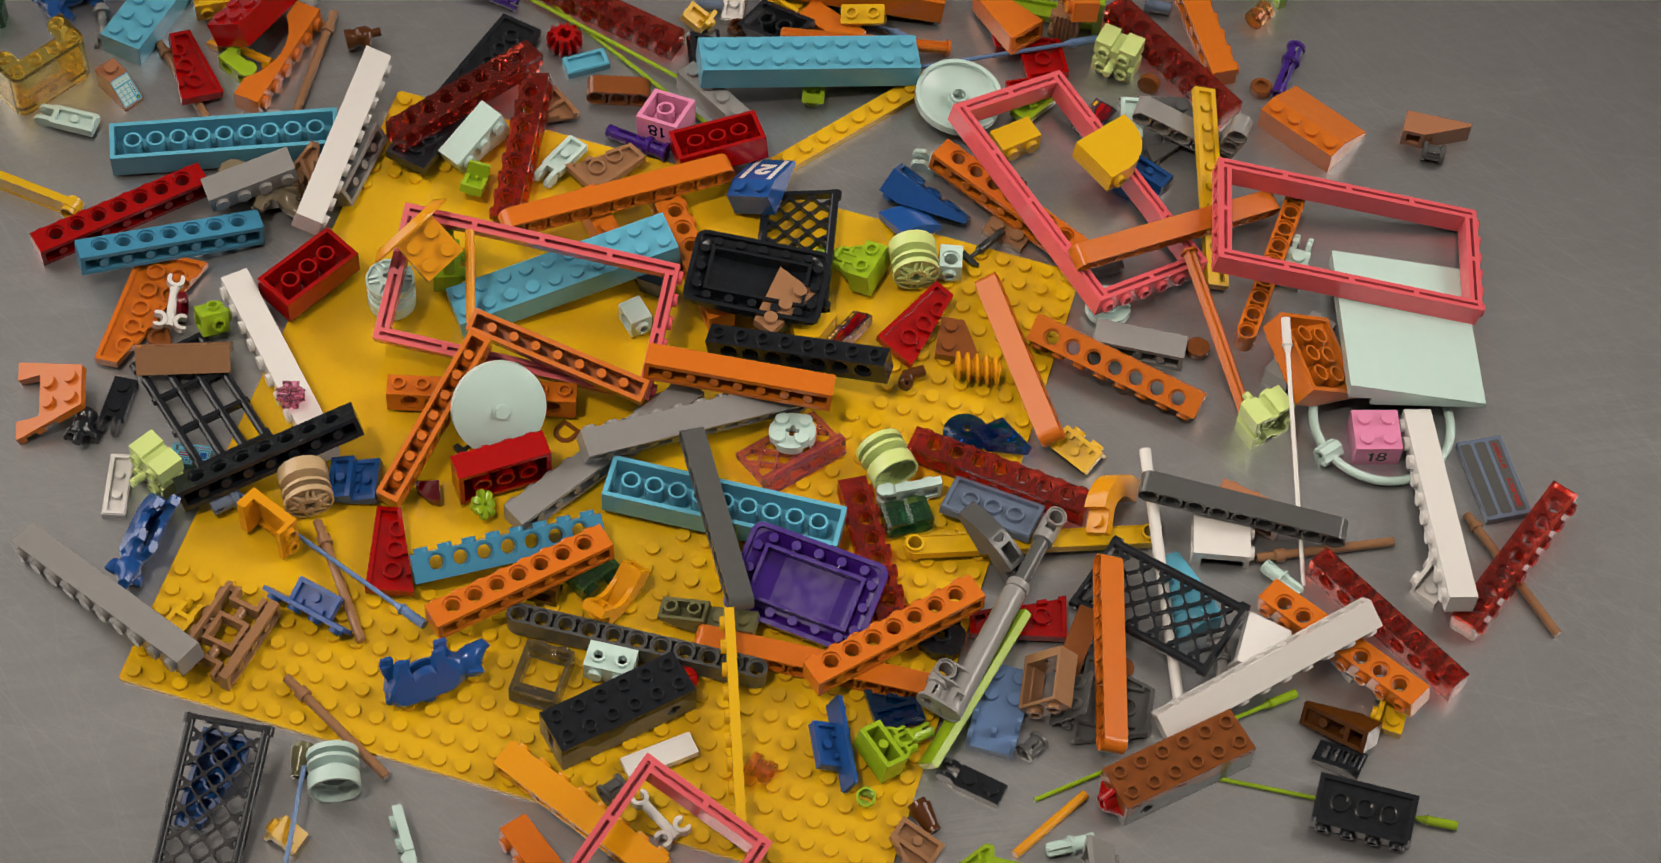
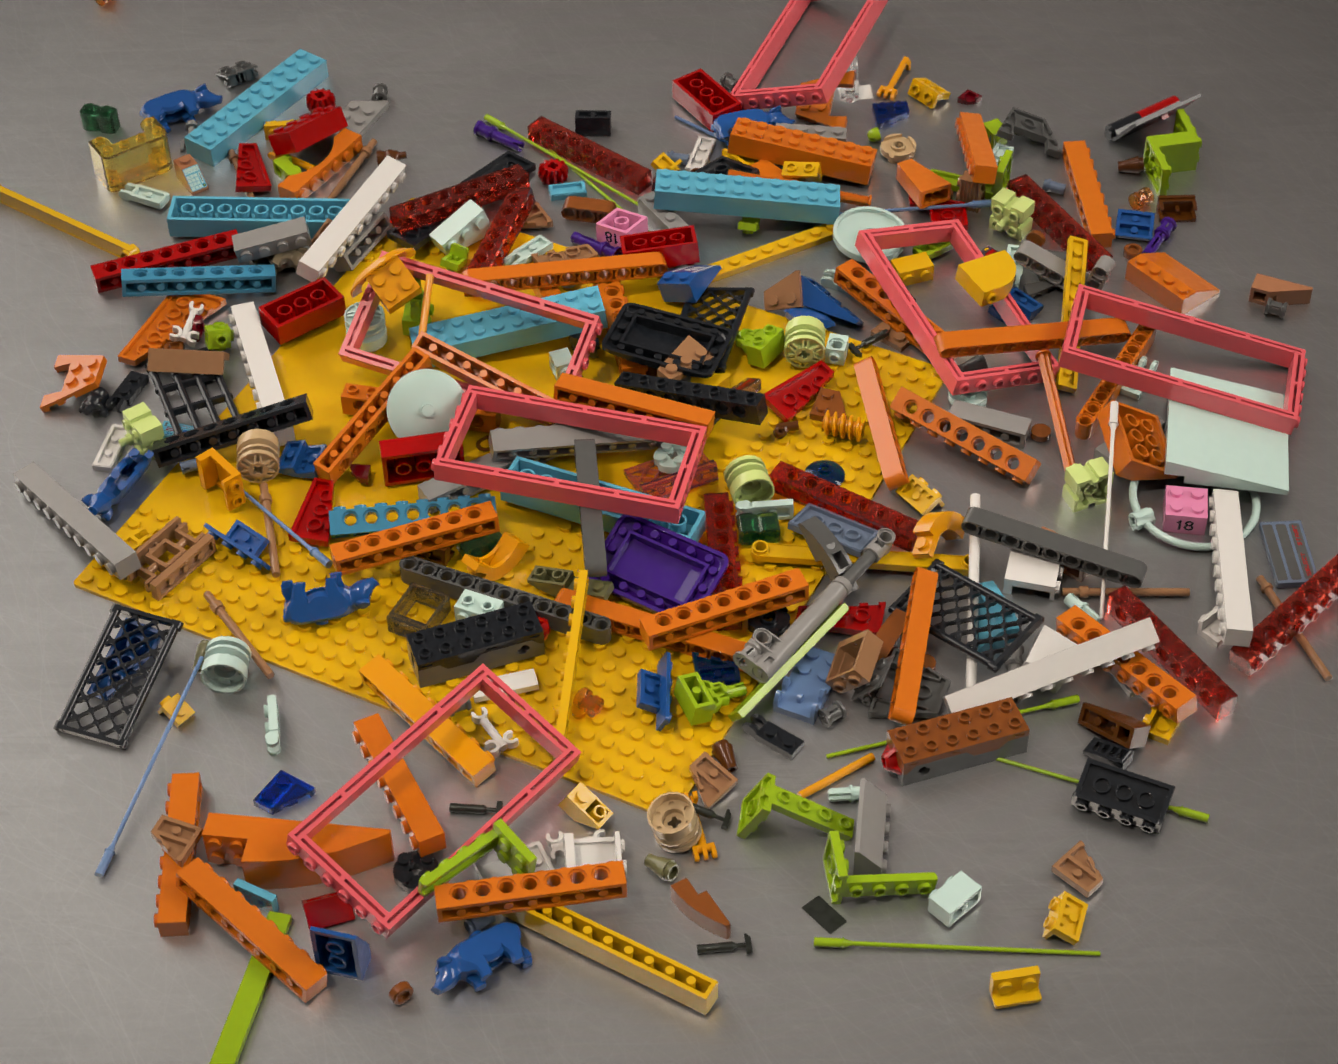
camera: 15 degrees right, 10 degrees down
(290, 394) = (261, 388): clear pink gear -> none
(483, 504) = (402, 485): lime plant -> none
(673, 505) = (565, 491): none -> coral door
(866, 792) = (677, 731): lime hinge -> none
(876, 192) = (785, 293): none -> medium nougat wing
(1001, 438) = (852, 477): wing -> none
(1257, 51) = (1134, 225): none -> blue slope
(1301, 24) = (1178, 207): none -> reddish brown hinge

